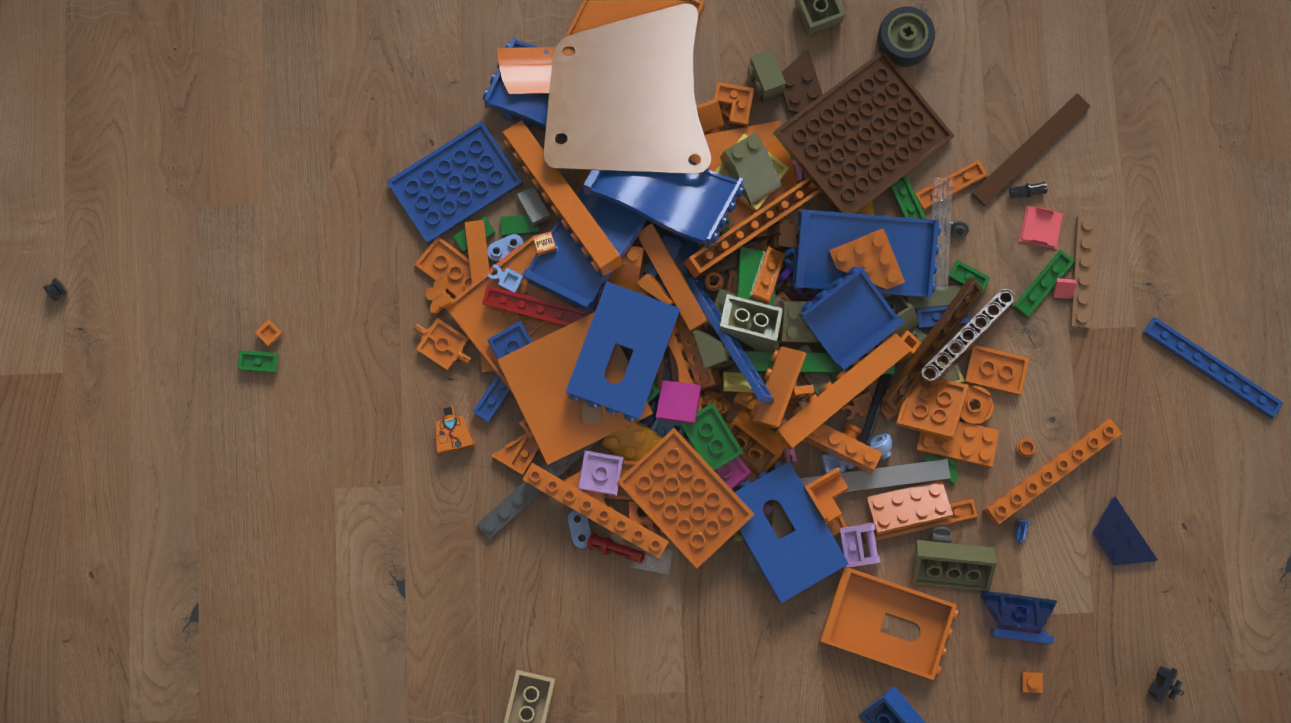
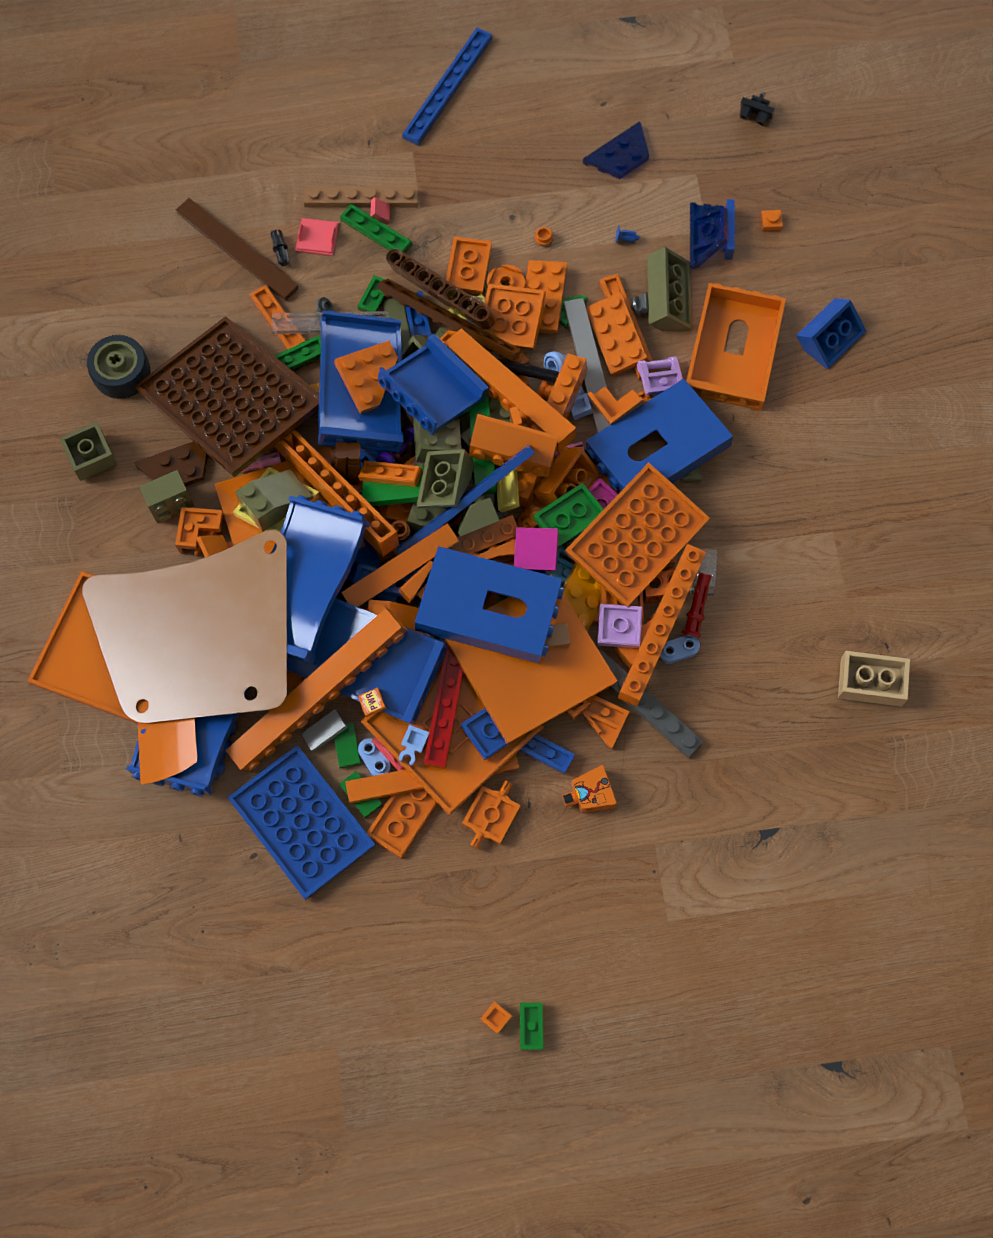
camera: 90 degrees left, 10 degrees down
(438, 296) = (436, 823): orange animal -> none
(1052, 471) = (566, 211): orange brick -> none

